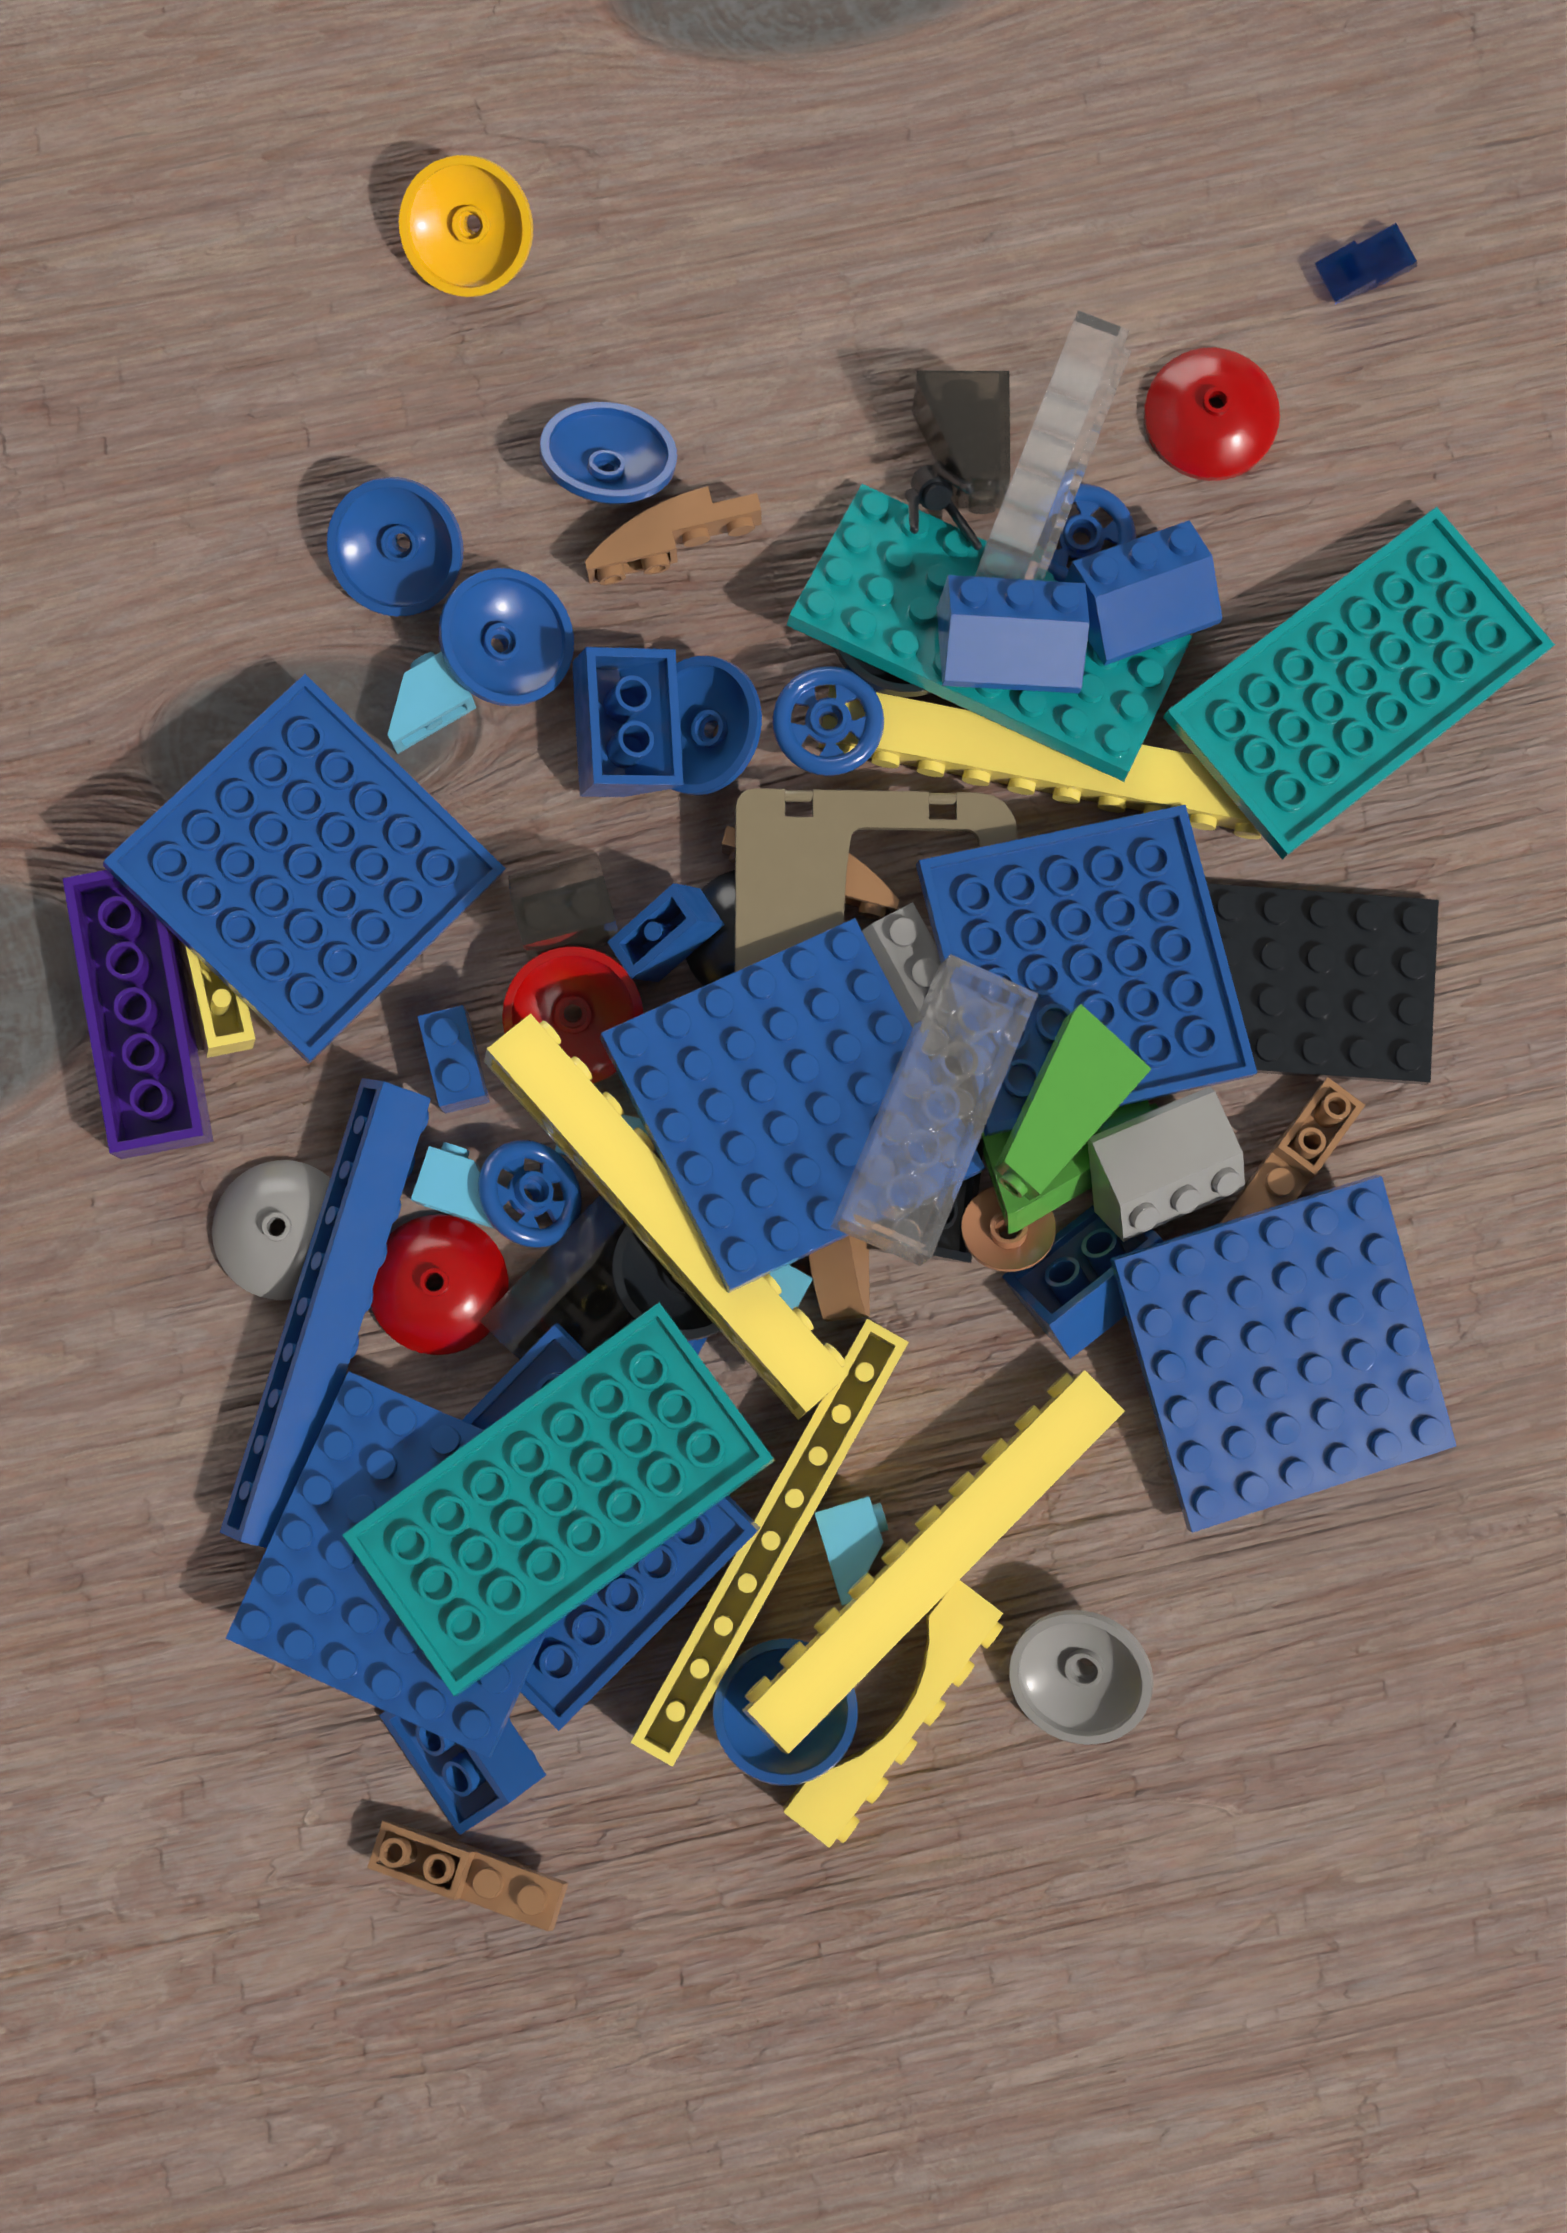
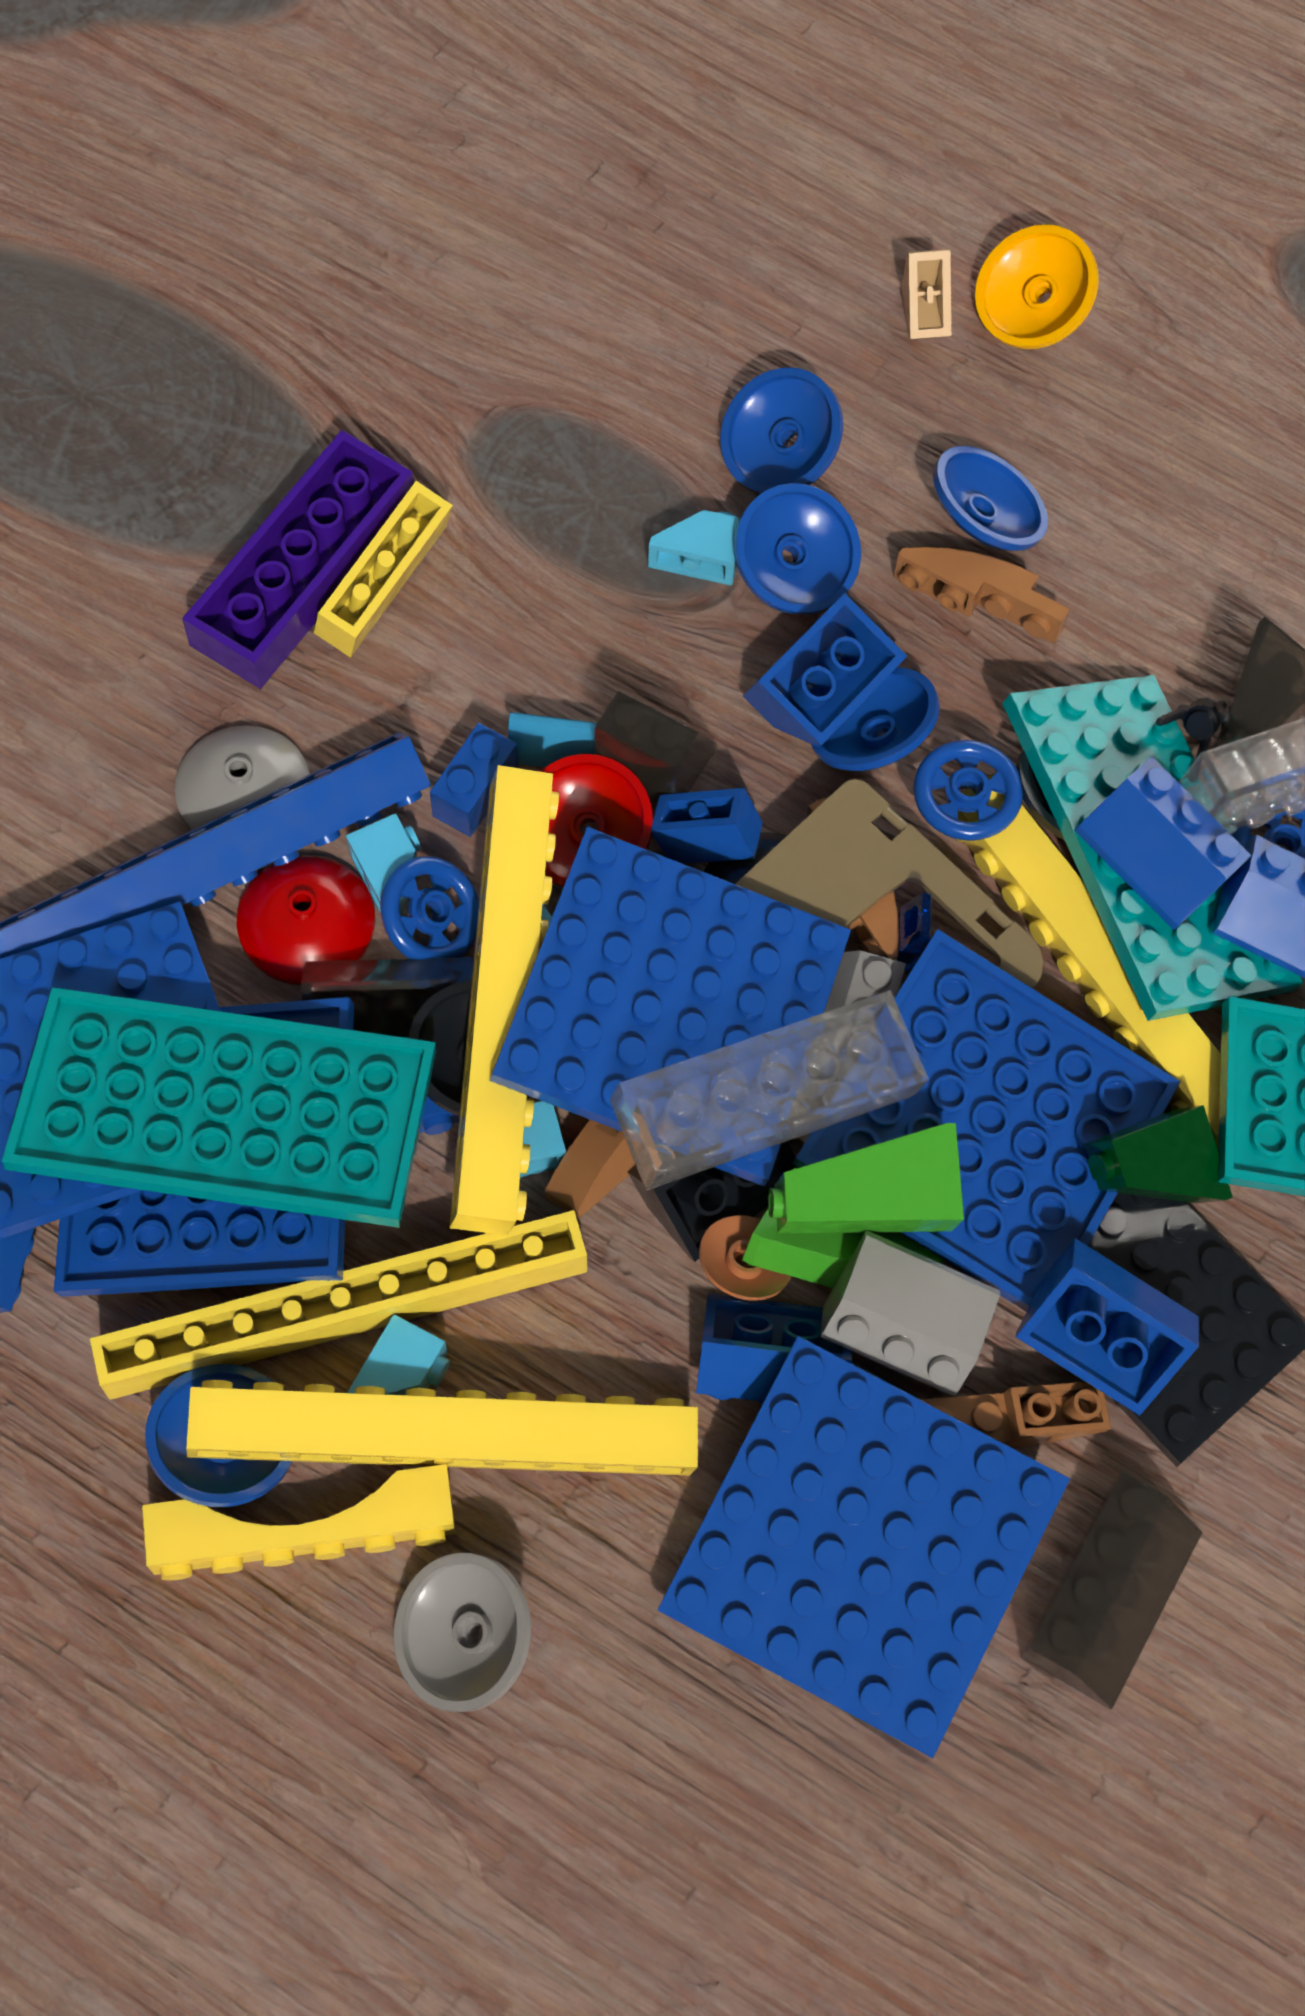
camera: 45 degrees right, 15 degrees down
(304, 868) = (505, 567): blue plate -> none
(385, 311) = (927, 293): none -> tan slope
(480, 971) = (548, 739): none -> dark azure slope
(895, 869) = (914, 929): none -> clear blue slope
(1228, 880) = (1161, 1159): none -> dark green slope
(1307, 1039) = (1109, 1327): none -> blue slope
(1465, 1216) = (1113, 1590): none -> clear smoke slope

